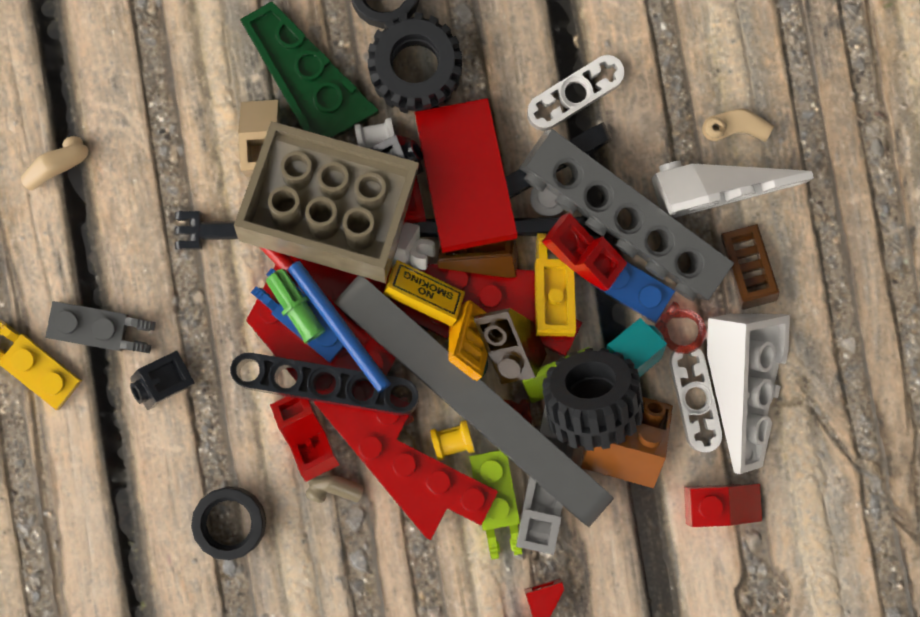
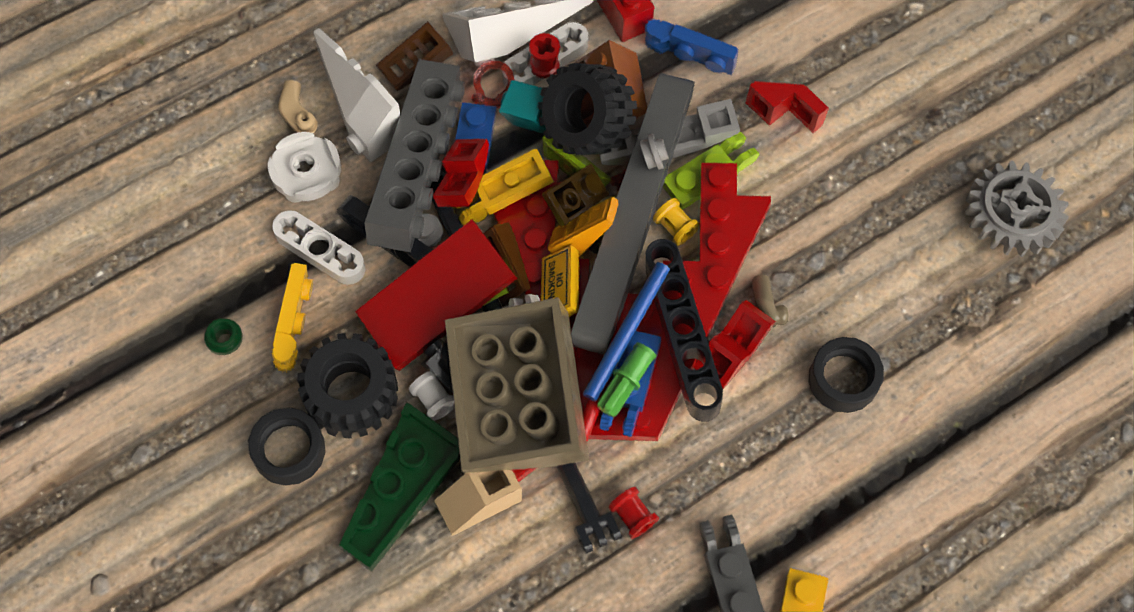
camera: 115 degrees left, 20 degrees down
(160, 380) = (752, 491): black bracket -> none
(188, 267) = (633, 512): none -> red bush
(507, 38) = (291, 319): none -> yellow hinge
(512, 438) = (654, 152): none -> light grey plate
(641, 548) = (691, 45): none -> blue hinge
(681, 127) = (304, 185): none -> white plate
(696, 391) = (544, 55): none -> red bush

